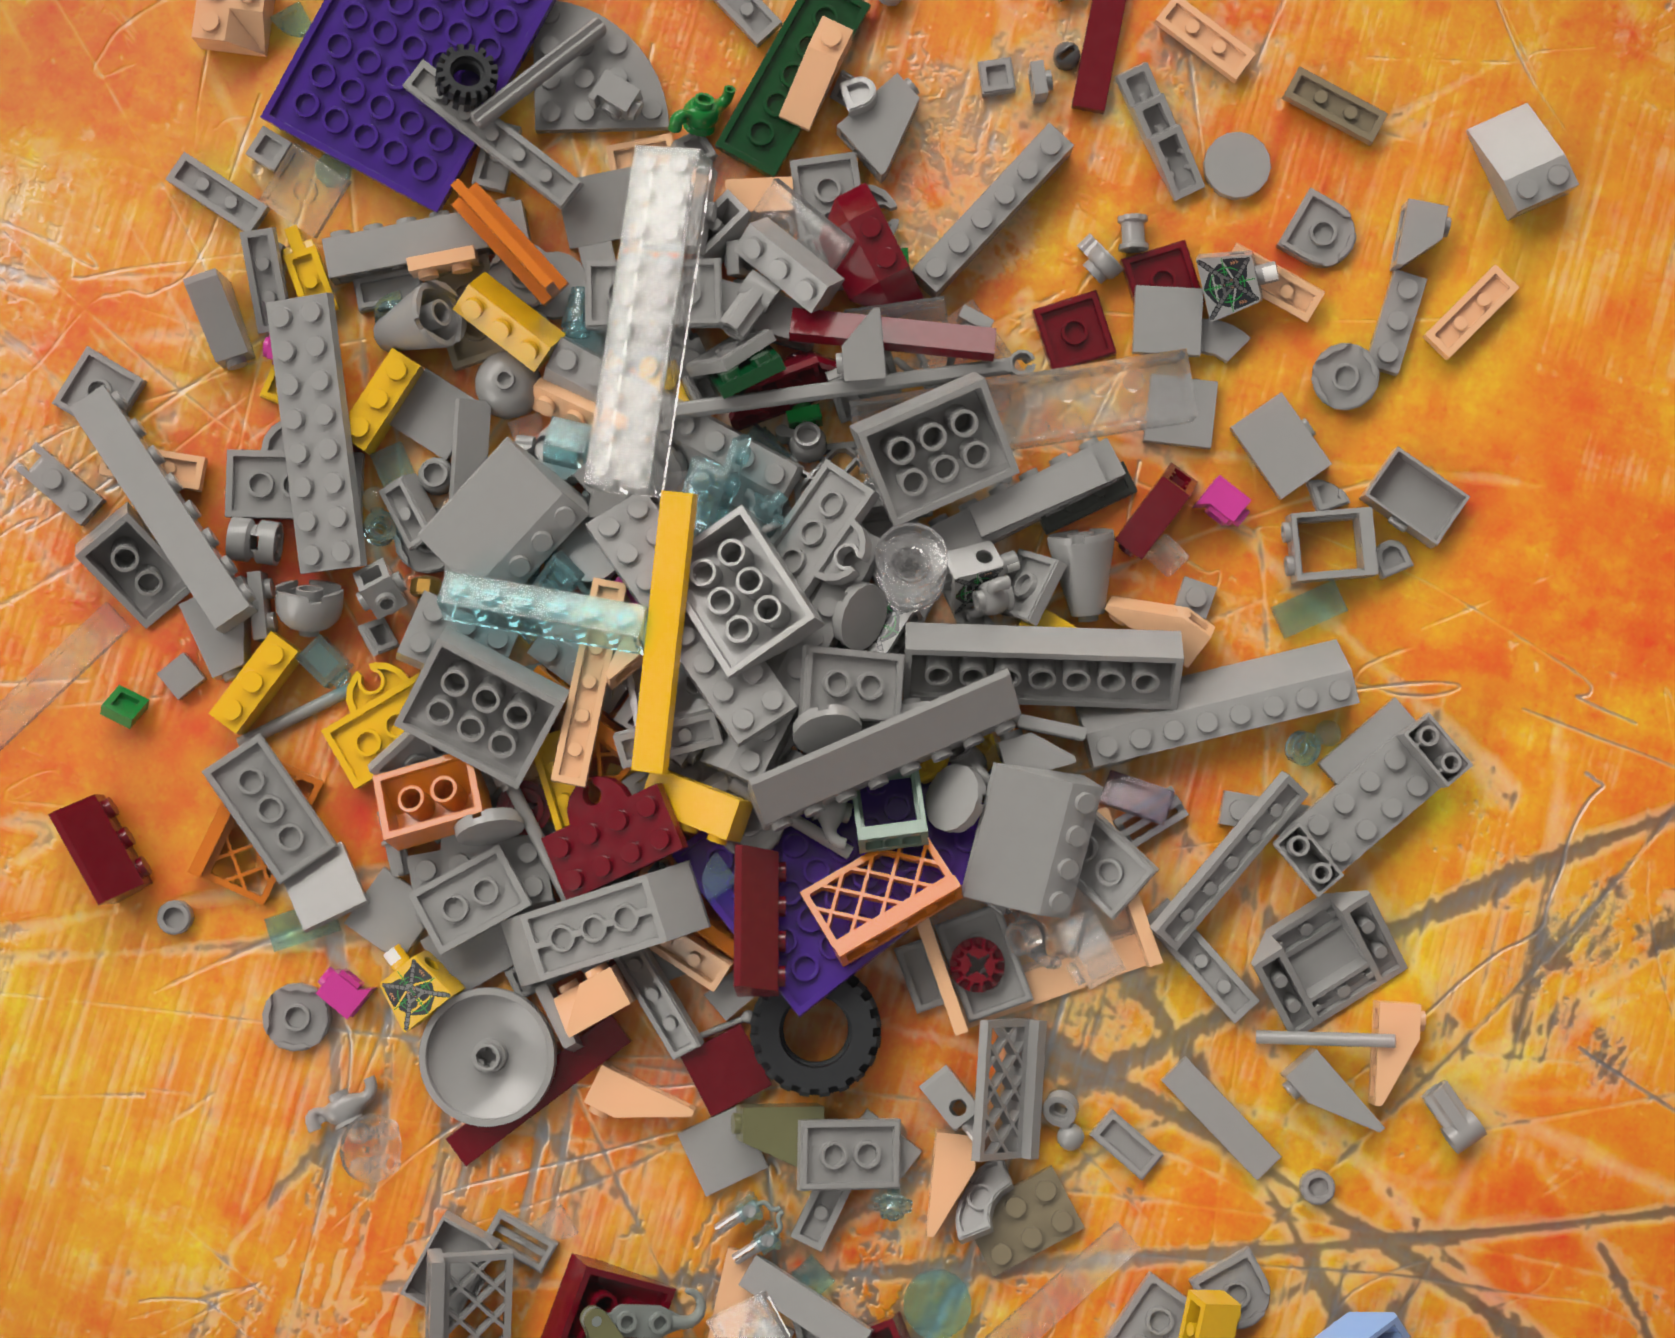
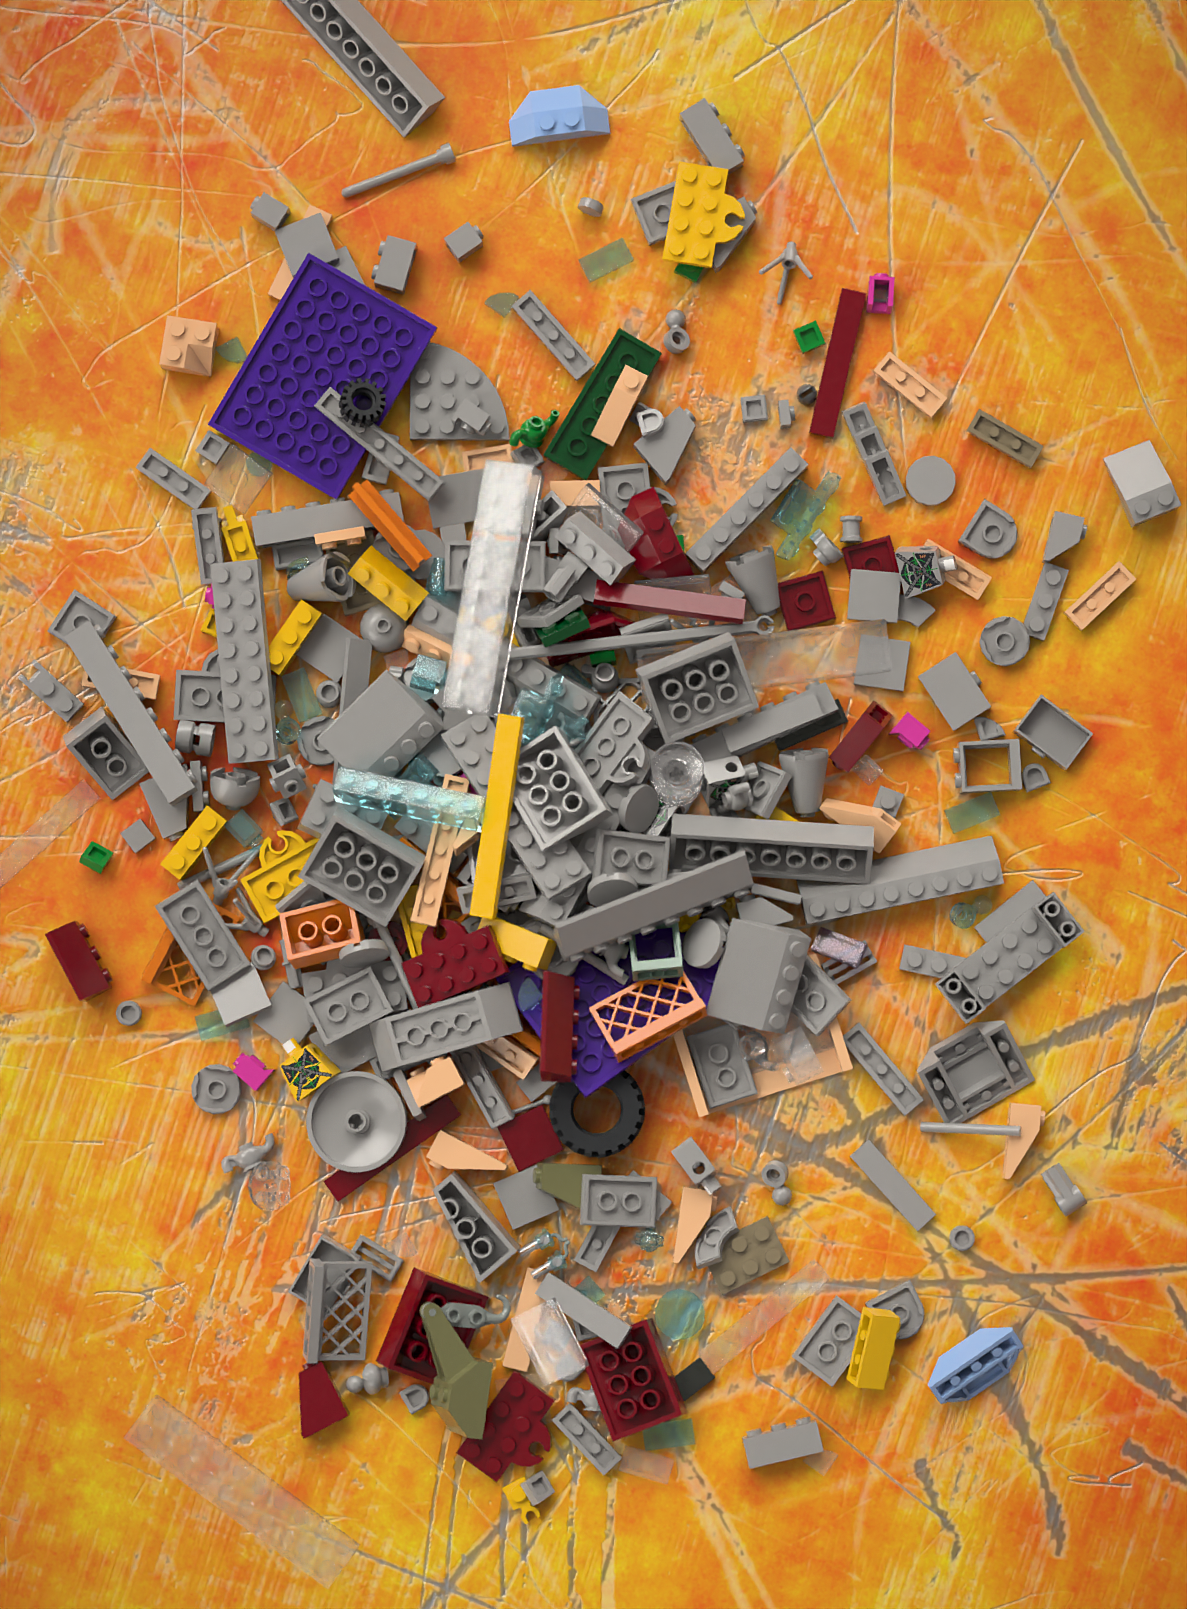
camera: 10 degrees right, 0 degrees up
(220, 318) = (174, 574): light grey slope -> none
(296, 739) = (221, 885): none -> light grey plant
(338, 785) = (251, 921): none -> light grey plant
(355, 835) = (263, 957): none -> light grey plate
(408, 507) = (309, 717): light grey slope -> none
(426, 583) = (317, 774): pearl gold tile -> none
(538, 73) = (415, 399): light grey axle -> none
(653, 1195) = (475, 1227): none -> light grey wedge
(864, 350) = (648, 615): light grey slope -> none
(918, 976) = (674, 1074): light grey tile -> none
(979, 948) = (704, 1065): dark red gear -> none
(1010, 300) = (757, 579): none -> light grey cone
(1023, 1092) = (746, 1158): light grey fence -> none
(1064, 209) = (800, 510): none -> clear light blue bracket
(1126, 1144) = (822, 1202): light grey tile -> none
(1229, 860) = (904, 995): light grey plate -> none
(1322, 1086) = (967, 1163): light grey slope -> none

